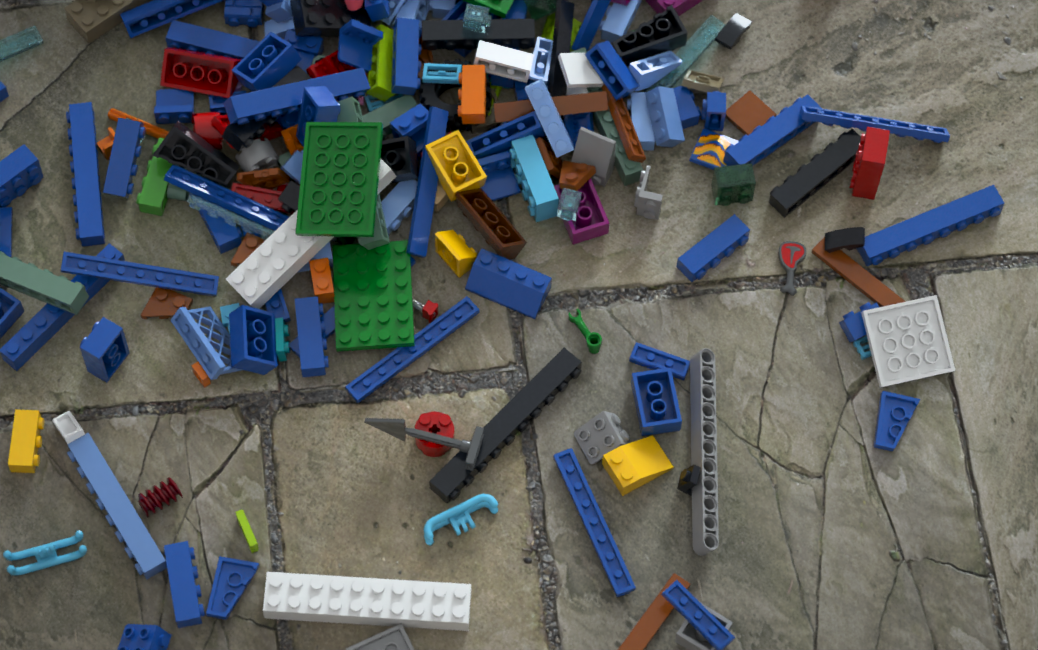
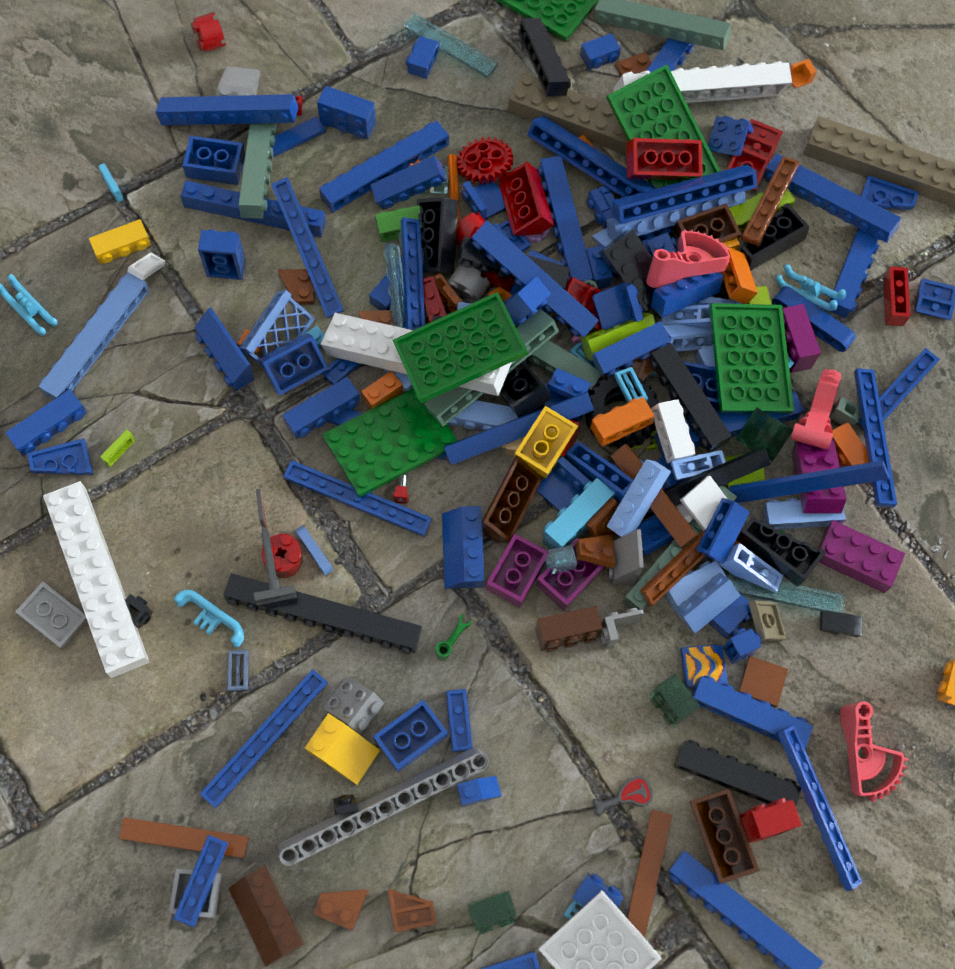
camera: 60 degrees right, 5 degrees up
(150, 78) = (485, 160): none -> red gear
(159, 496) = (115, 365): dark red piece -> none
(201, 394) = (223, 350): none -> blue slope
(266, 63) = (555, 242): blue brick -> none
(282, 344) = (308, 387): teal plate -> none
(419, 574) = (139, 605): none -> black bracket
(445, 406) = (313, 550): none -> medium blue beam
(454, 251) = (469, 485): yellow slope -> none
(476, 18) = (698, 385): clear light blue brick -> none
(516, 526) = (238, 653): none -> sand blue tile
(555, 249) = (517, 570): none -> magenta brick
(629, 234) = (568, 629): none -> reddish brown brick
(713, 248) = (600, 714): blue brick -> none
(728, 374) = (478, 790): none -> blue slope
(749, 585) = (266, 915): none -> reddish brown slope
(771, 525) = (341, 907): none -> dark orange wing
(802, 471) = (410, 911): none -> dark orange wing
(827, 65) = (857, 732): none -> coral arm
(836, 406) = (492, 911): none -> clear green brick
(845, 238) = (675, 836): black slope -> none
(863, 202) = (724, 836): none -> reddish brown slope

